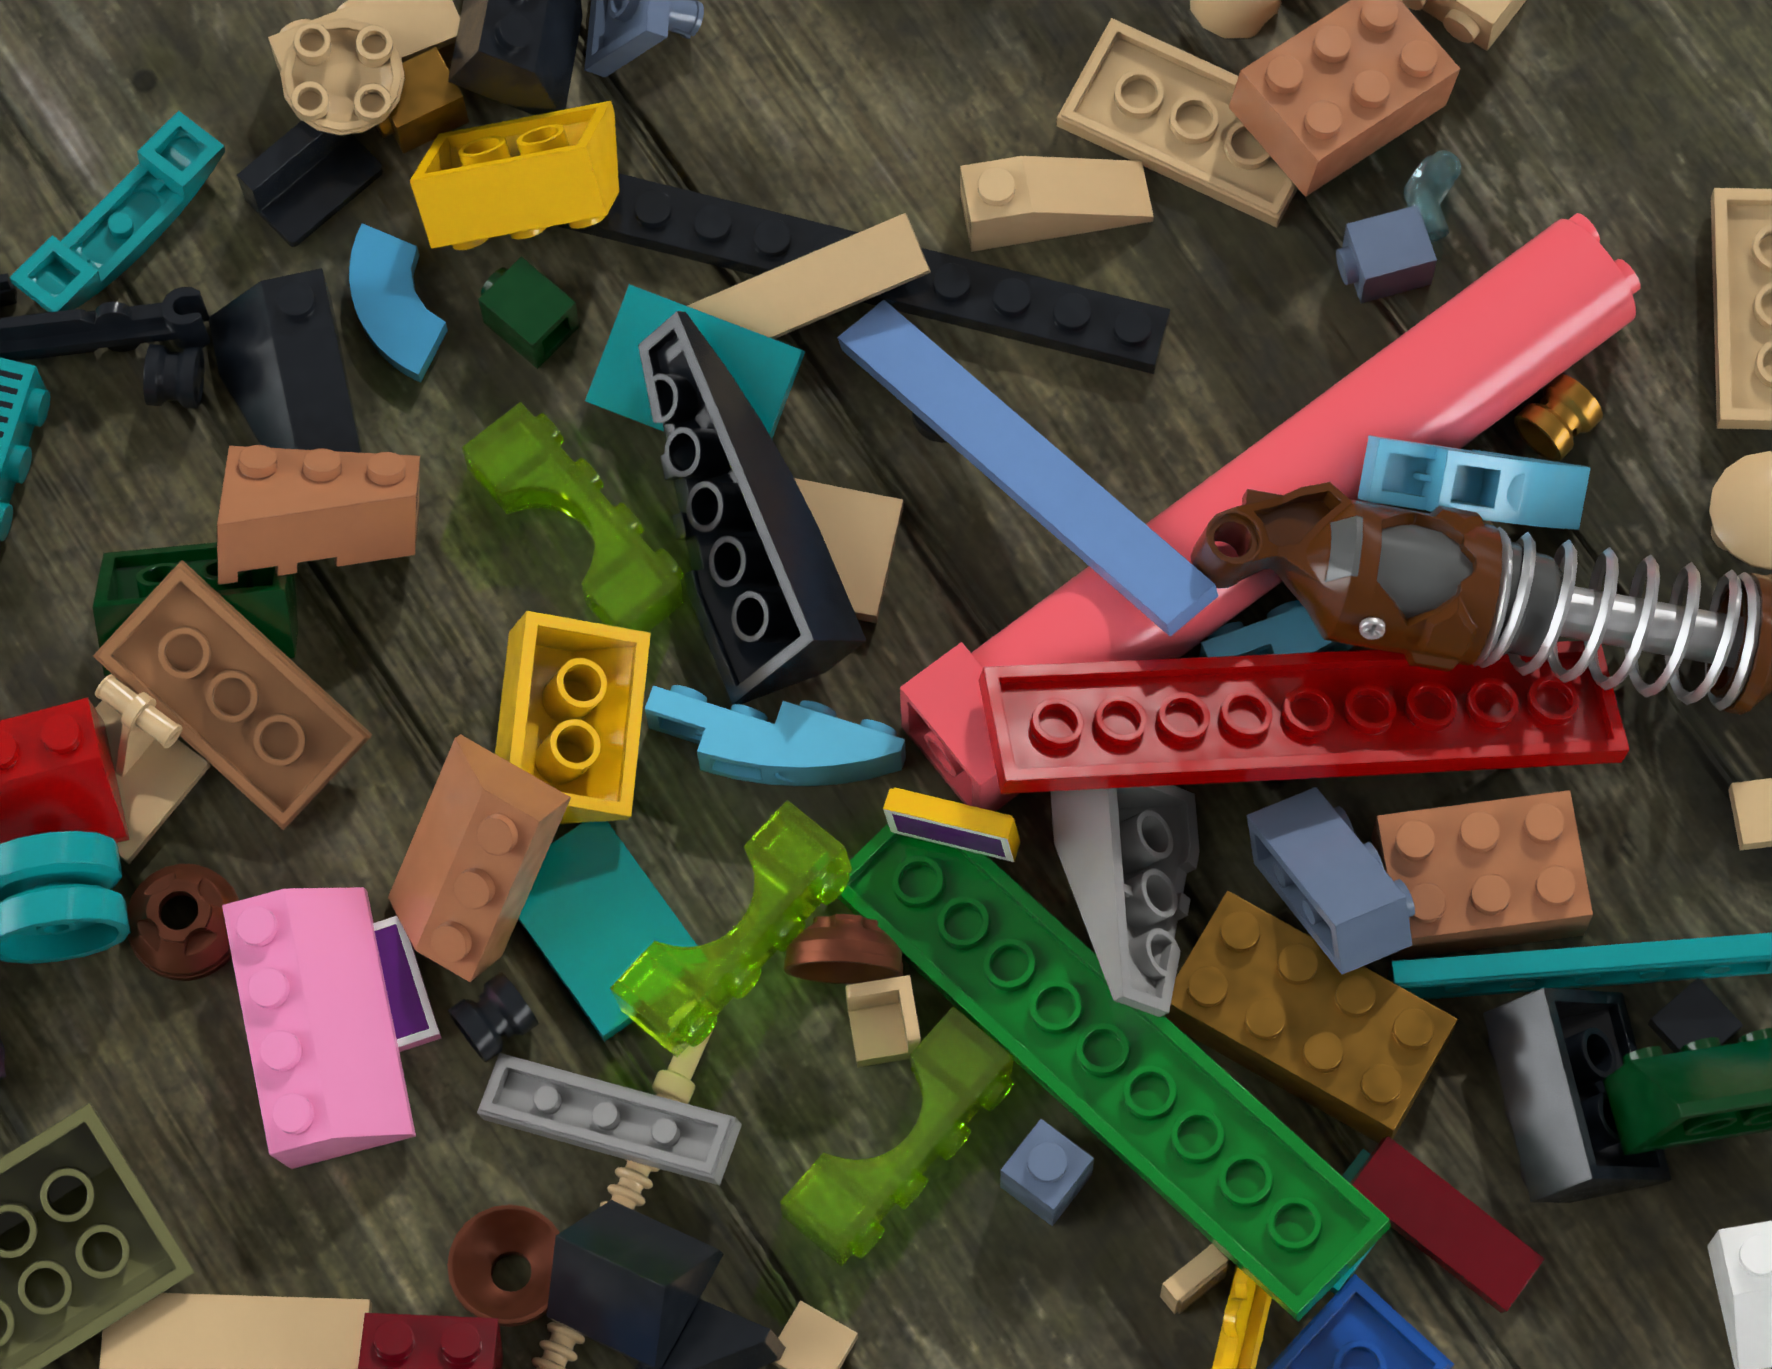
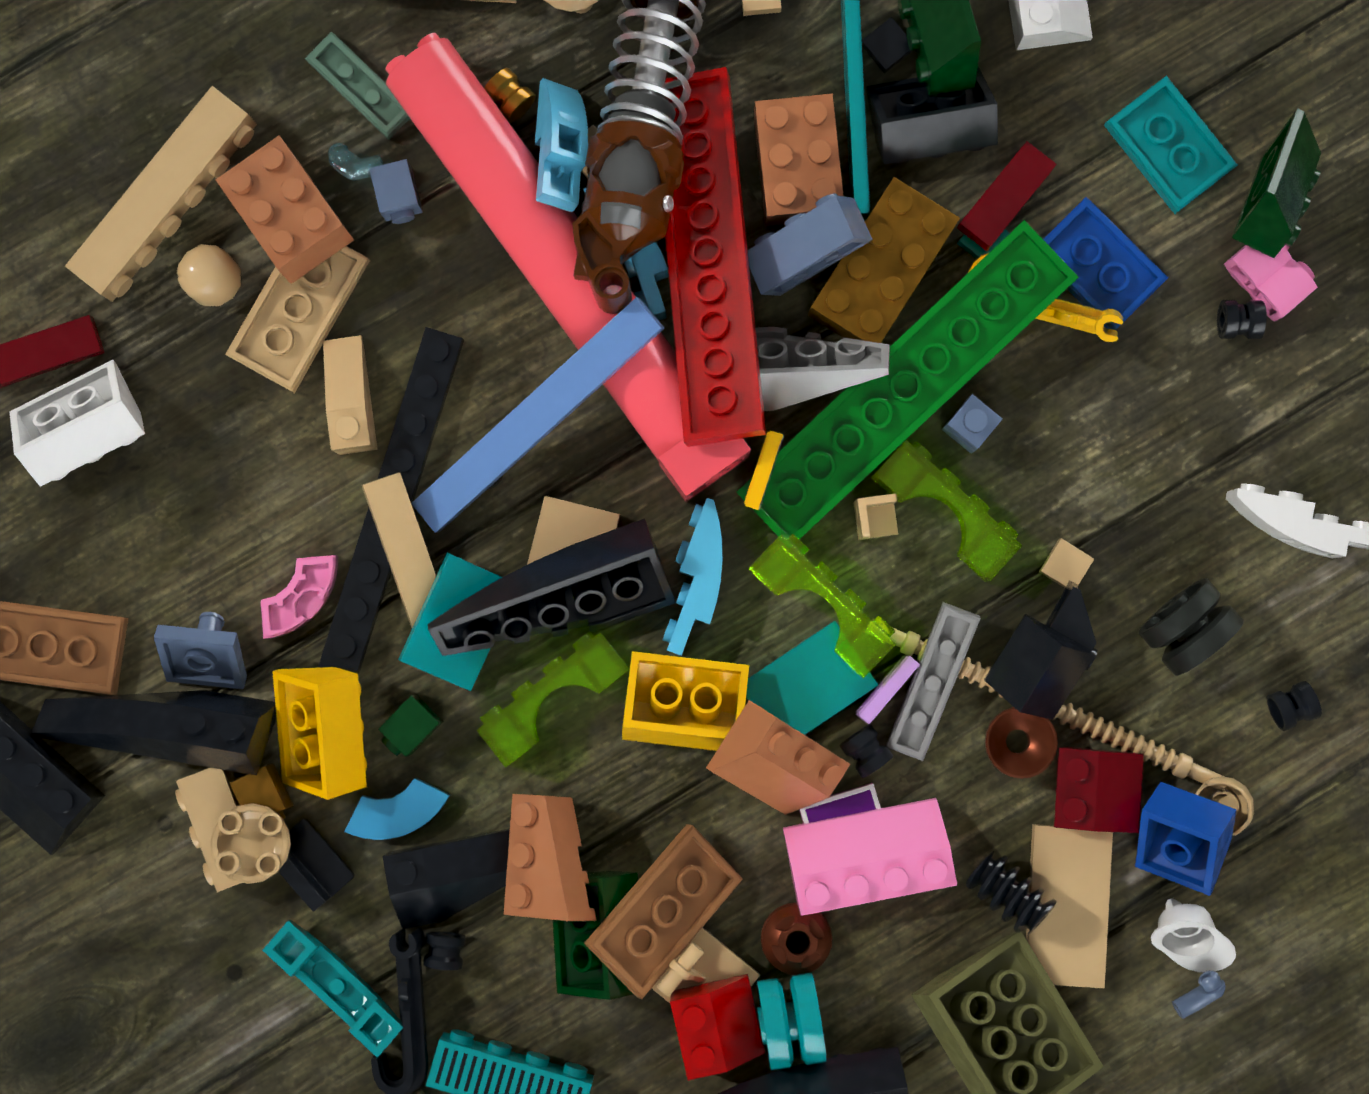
camera: 90 degrees left, 15 degrees up
(253, 1246) = (1010, 893): none -> black piece
(593, 1044) = (887, 689): none -> lavender tile
(729, 148) = (301, 598): none -> bright pink tile
(843, 951) = (838, 538): copper piece -> none
(1194, 1279) = (1036, 342): tan tile -> none
(1567, 185) = (358, 84): none -> sand green tile

